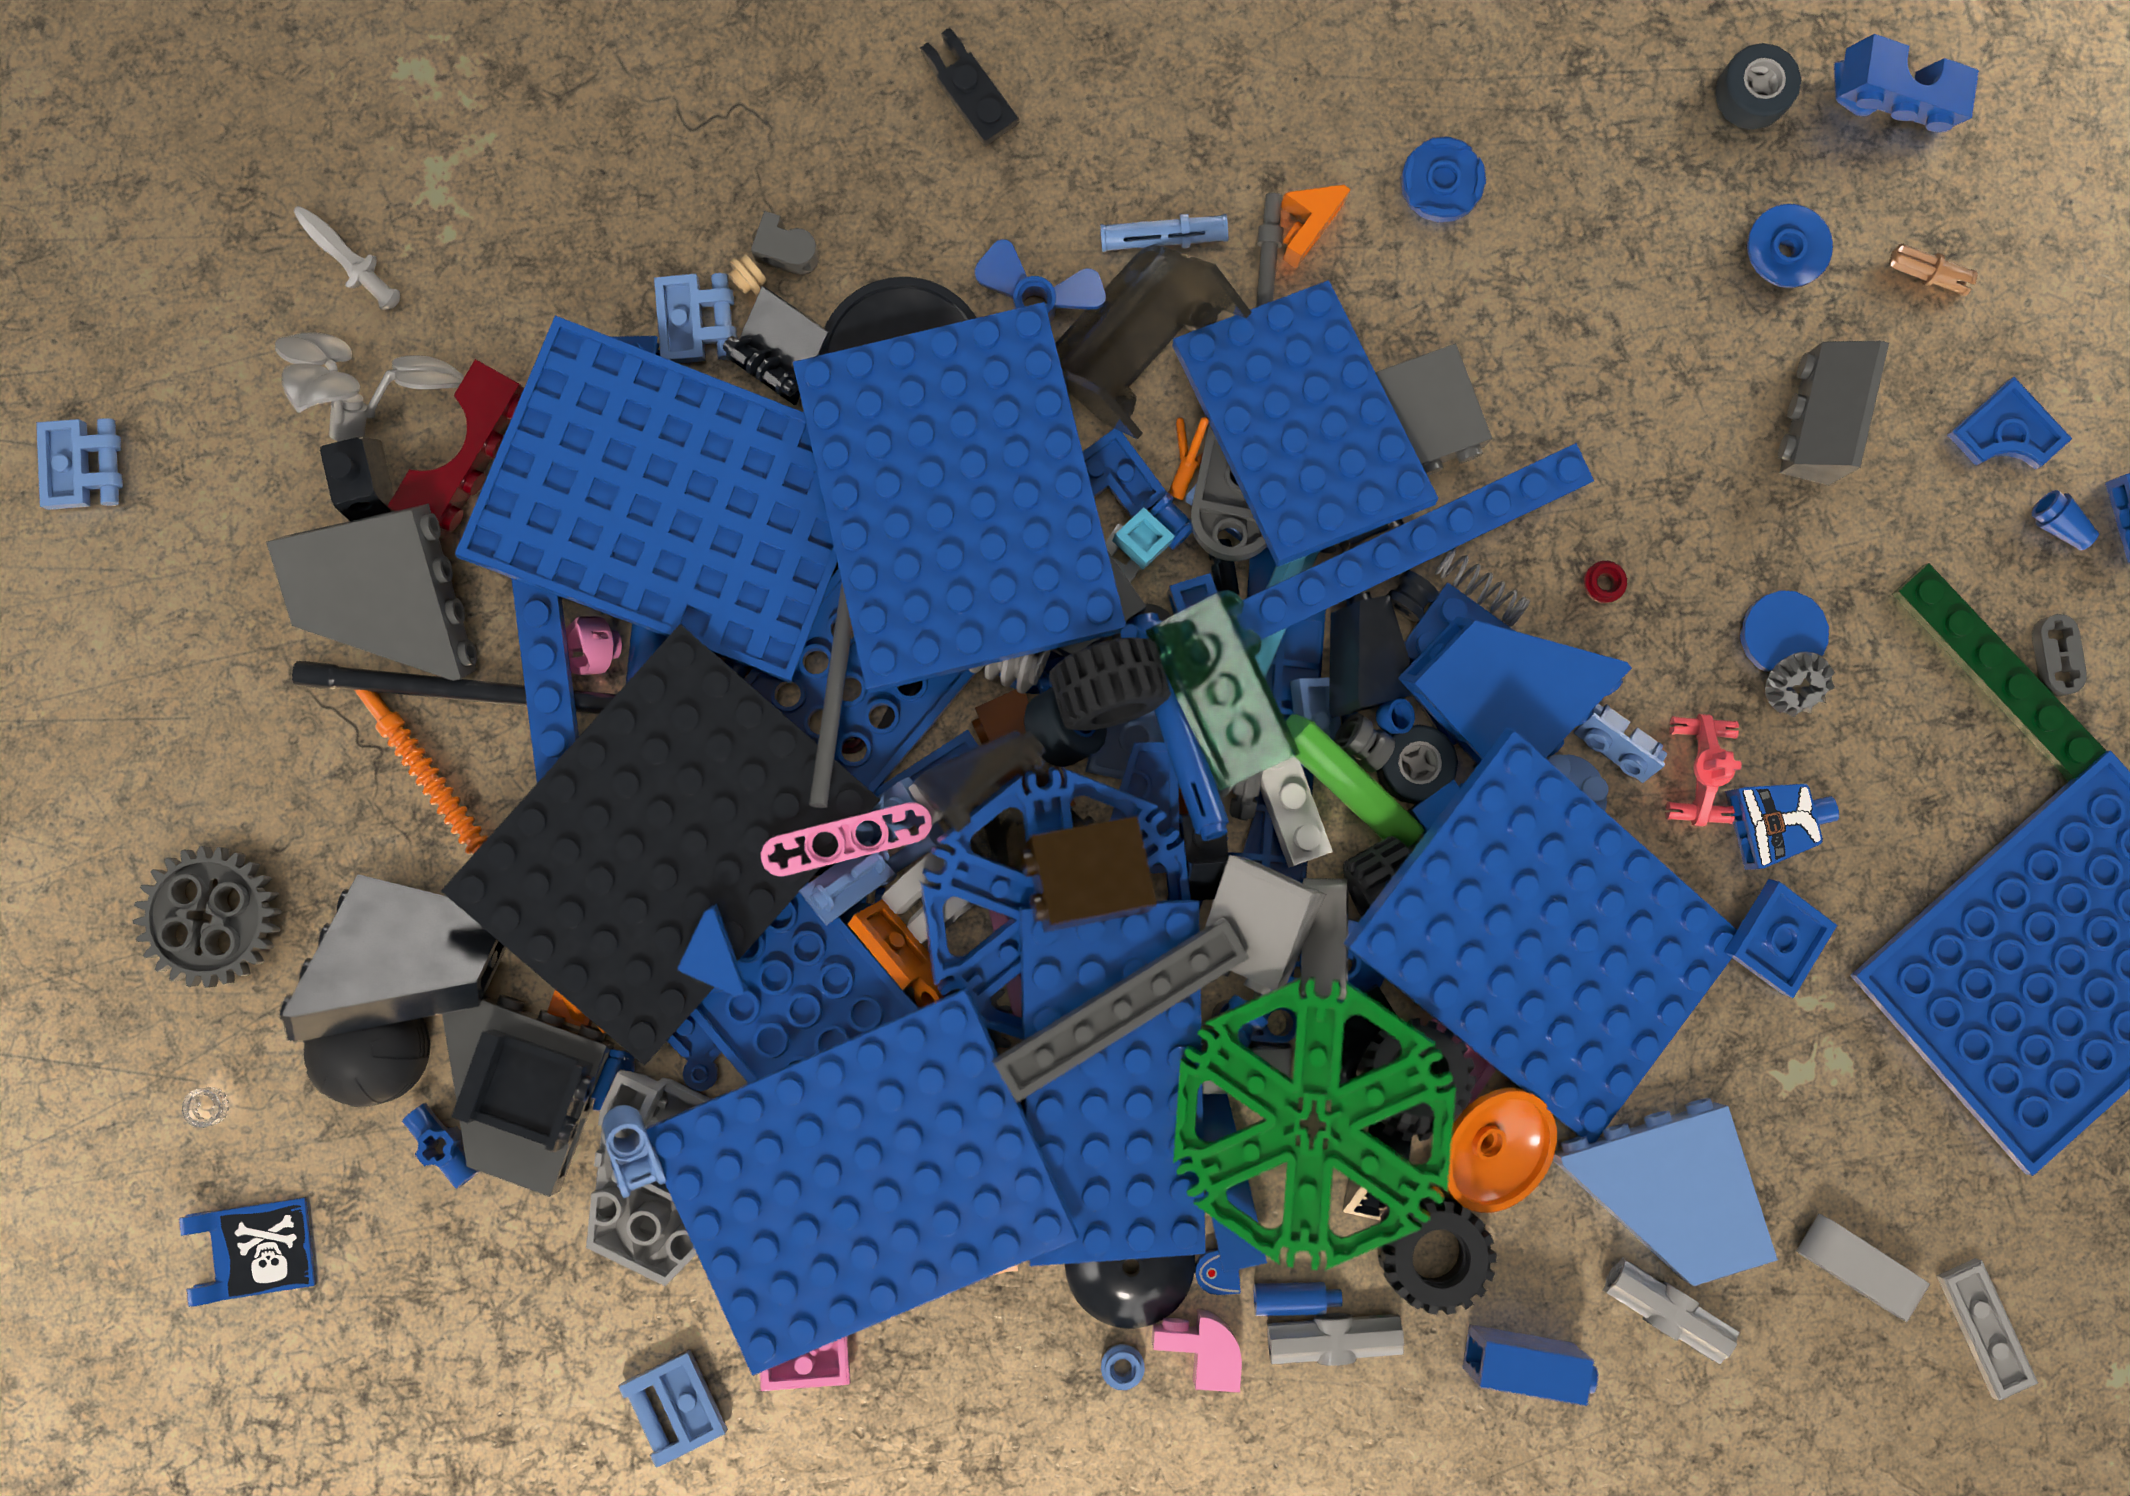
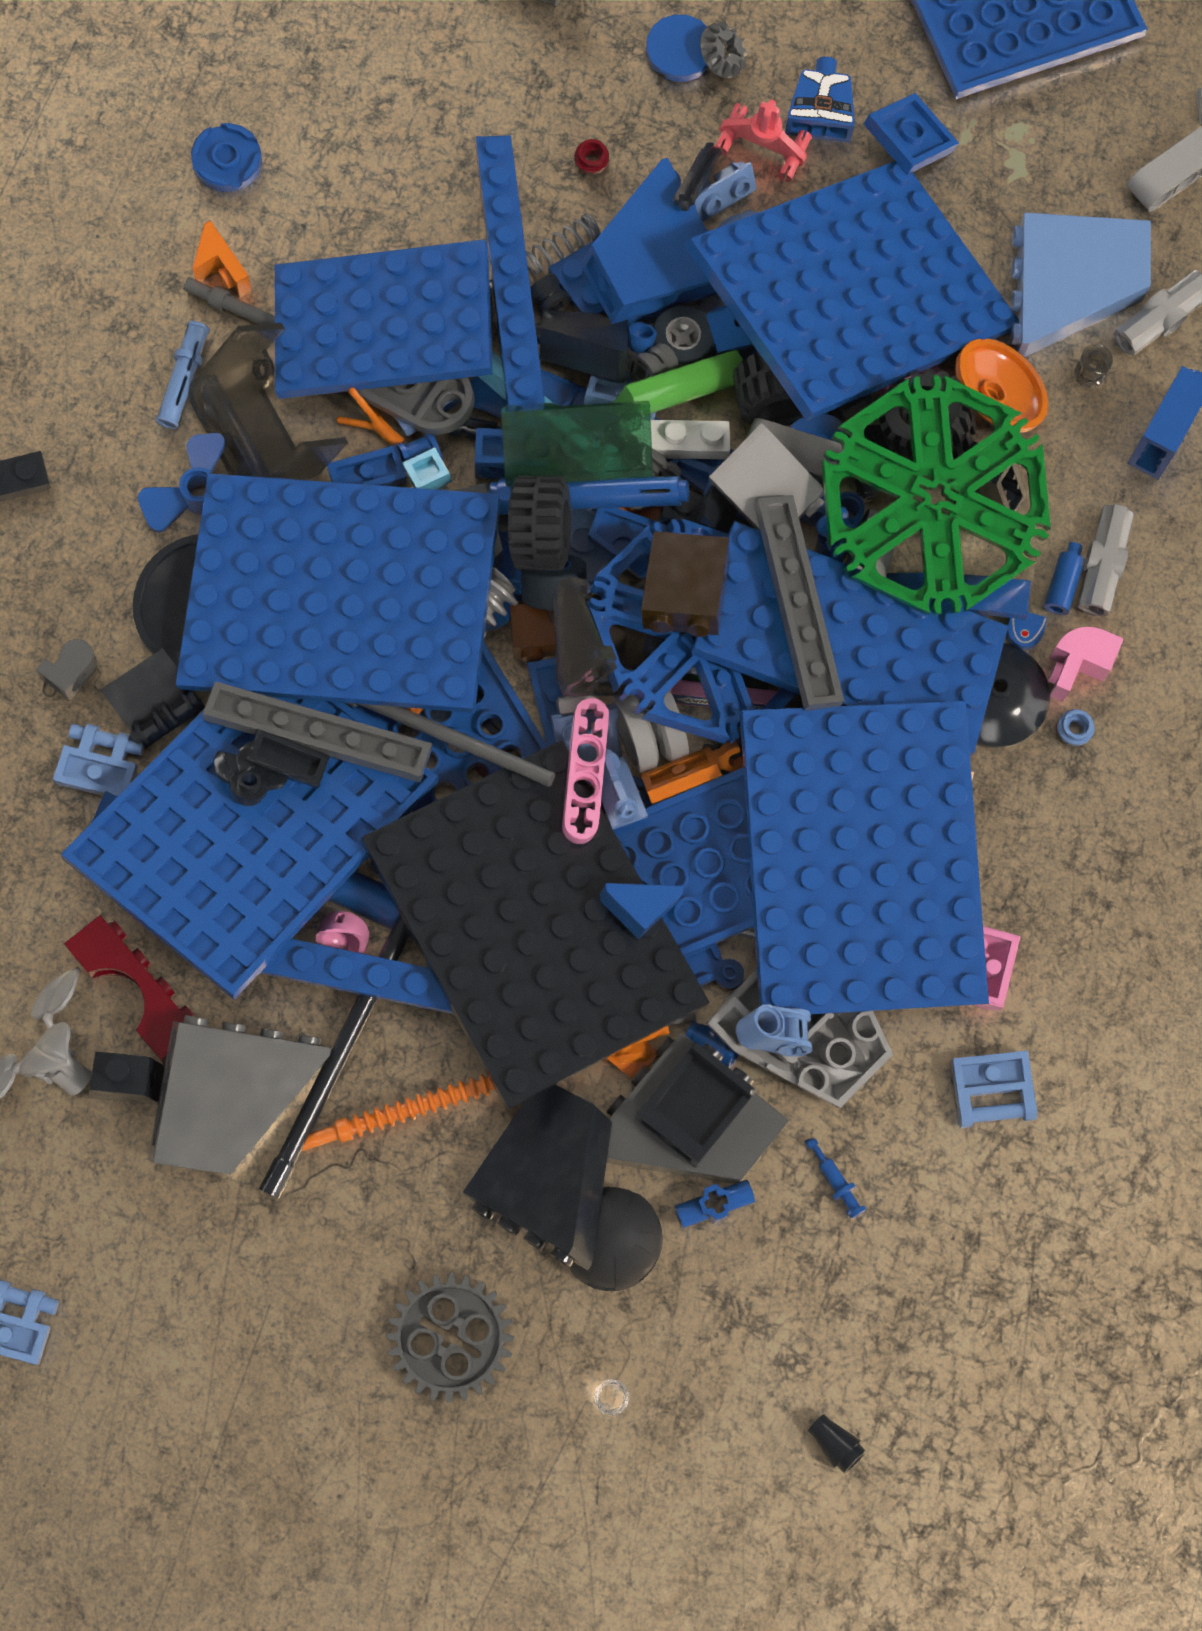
camera: 75 degrees left, 10 degrees down
(231, 1365) = (838, 1445): none -> black cone
(254, 1250) = (747, 1395): flag -> none
(508, 1275) = (837, 1181): none -> blue piece
(723, 475) = (239, 774): none -> black plate
(743, 512) = (288, 758): none -> black tile
(747, 275) = (81, 706): tan plate -> none
(789, 532) = (318, 731): none -> dark grey plate
(1437, 407) = (408, 219): dark grey brick -> none
(1462, 1280) = (1087, 444): black tyre -> none
(1573, 1261) = (1095, 355): none -> clear smoke bush
(1621, 710) = (697, 176): none -> black axle

